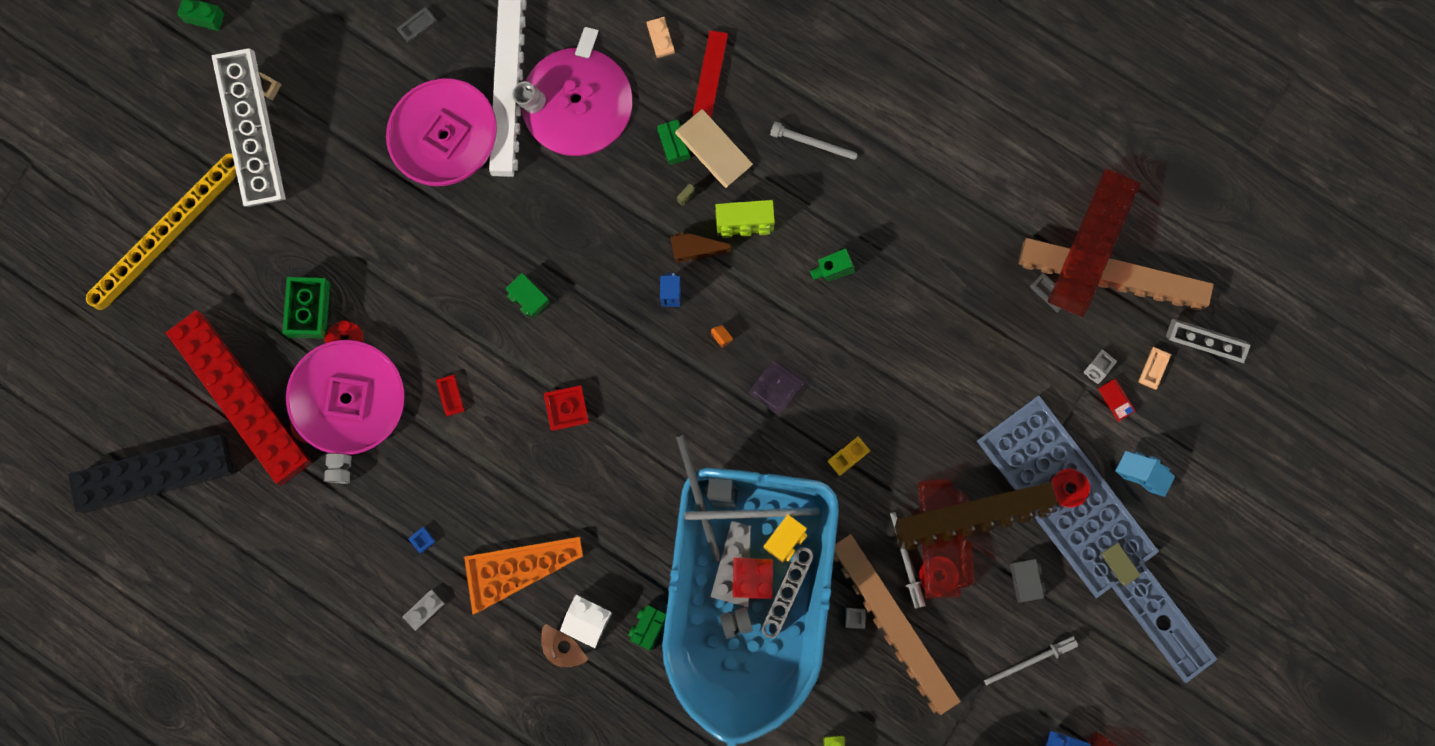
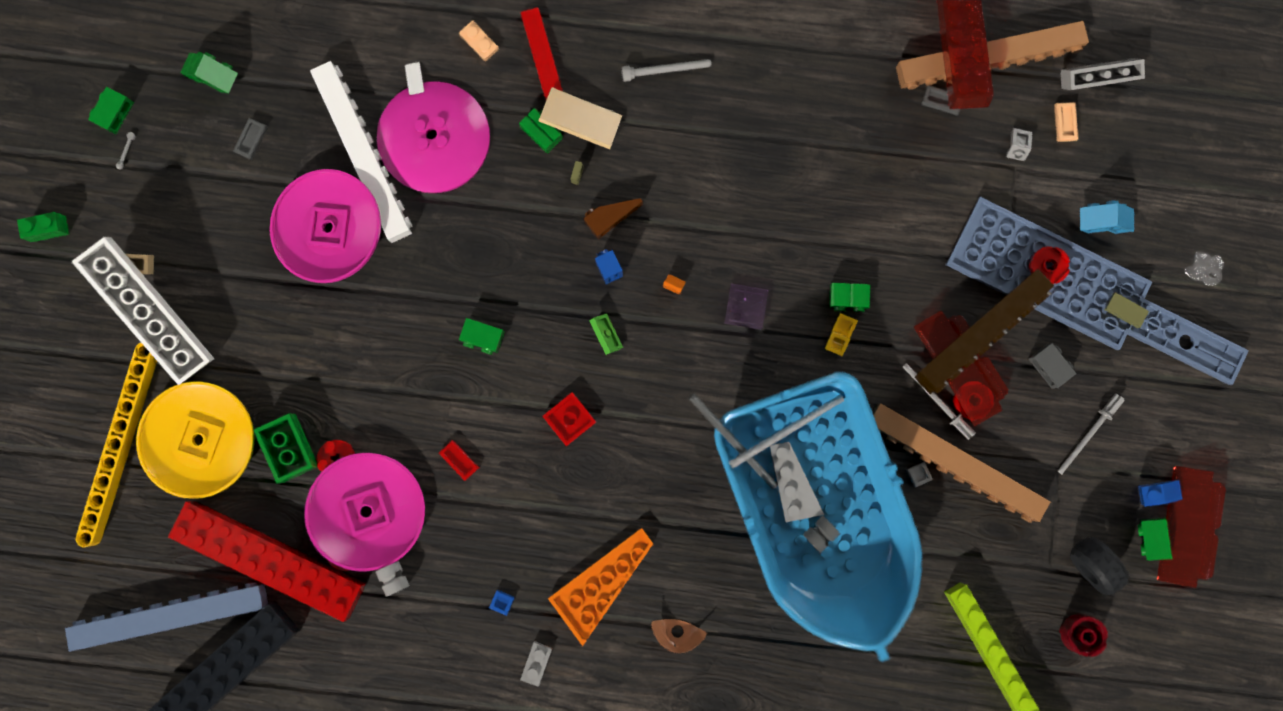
camera: 30 degrees left, 5 degrees up
(126, 402) = (167, 617): none -> sand blue brick
(207, 254) = (168, 440): none -> yellow dish
(528, 97) = (388, 154): light grey wheel -> none
(585, 621) = (686, 599): white slope -> none
(638, 349) = (606, 334): none -> bright green plate
(648, 627) = (744, 577): green brick -> none
(721, 493) = (749, 425): dark grey brick -> none
(745, 218) = (641, 168): lime brick -> none
(752, 578) = (815, 487): red plate -> none
(785, 539) = (828, 438): yellow brick -> none
(795, 585) = (857, 493): light grey beam -> none
(841, 265) = (748, 165): green torso -> none
(873, 425) = (849, 296): none -> green brick
(1116, 400) = (1048, 167): red tile -> none
(1216, 562) = (1203, 266): none -> clear plate

